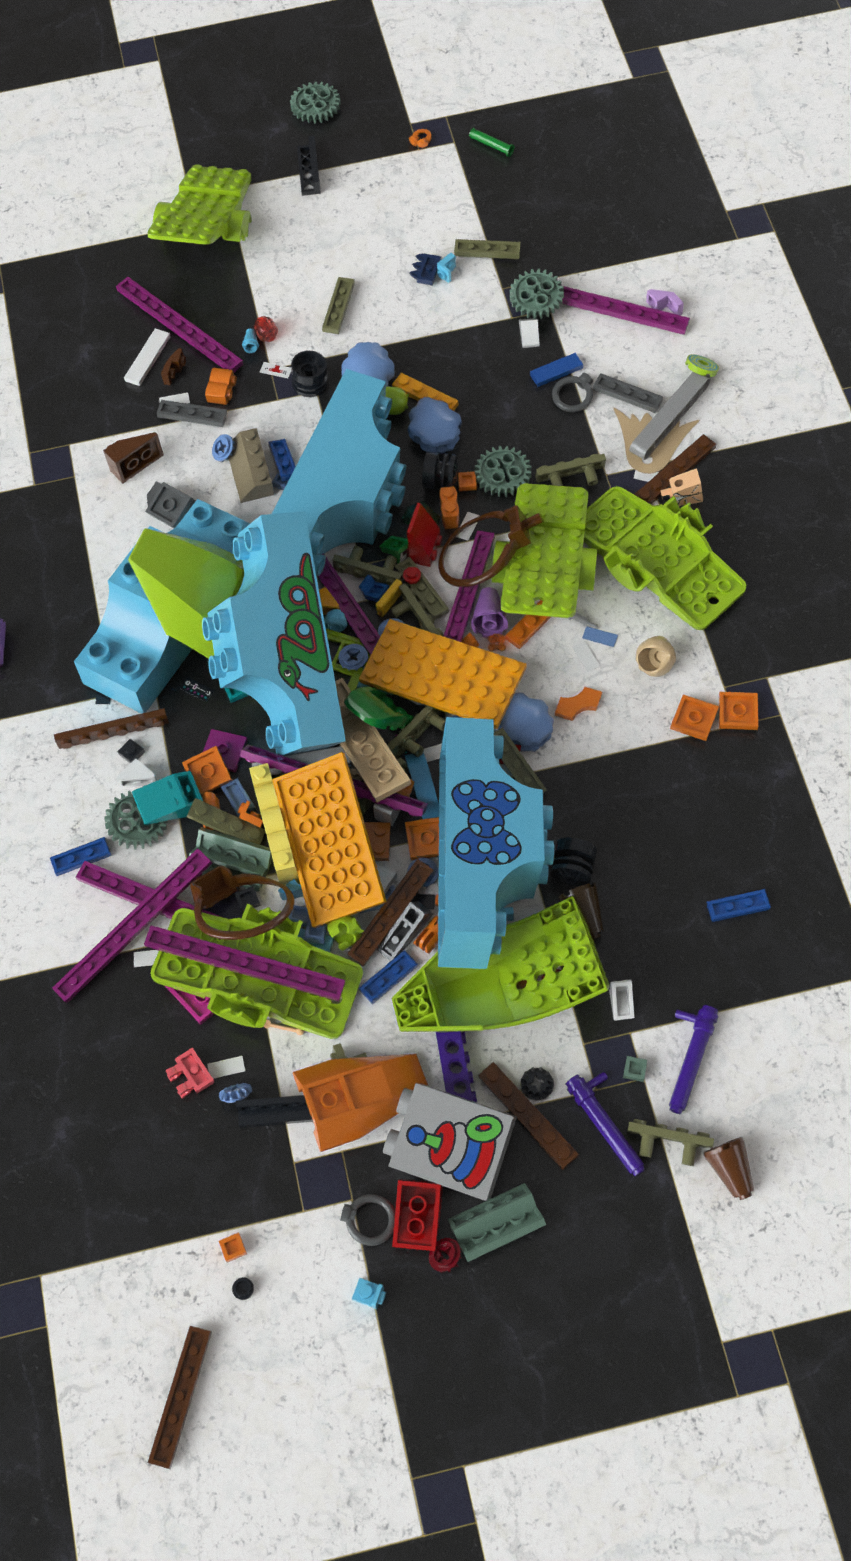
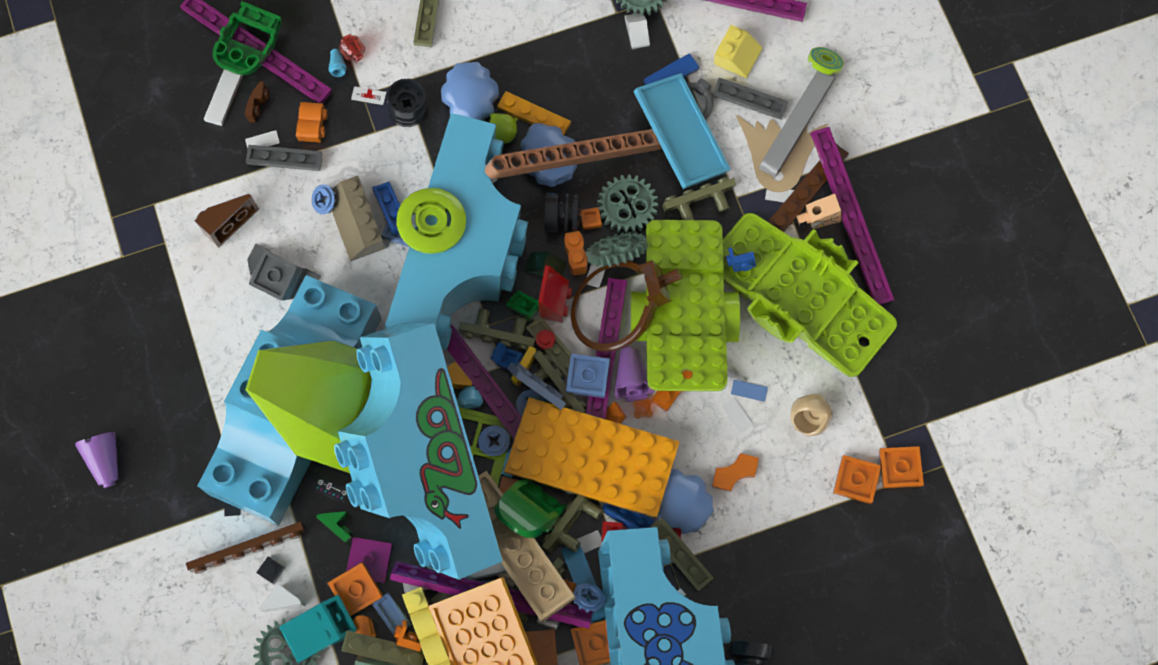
camera: 10 degrees left, 10 degrees up
(163, 328) = (239, 57): none -> green slope
(196, 714) = (333, 521): none -> green slope
(319, 464) = (439, 236): none -> lime piece
(399, 607) = (537, 384): none -> sand blue plate
(417, 790) = (596, 596): none -> medium blue gear
(447, 605) = (587, 375): none -> medium blue plate
(460, 415) = (572, 153): none -> nougat beam
(487, 503) = (616, 249): none -> sand green gear
(560, 412) = (682, 130): none -> medium azure tile
(603, 521) = (741, 262): none -> blue bracket
(620, 353) = (737, 52): none -> light yellow slope
(713, 494) = (852, 216): none -> magenta plate

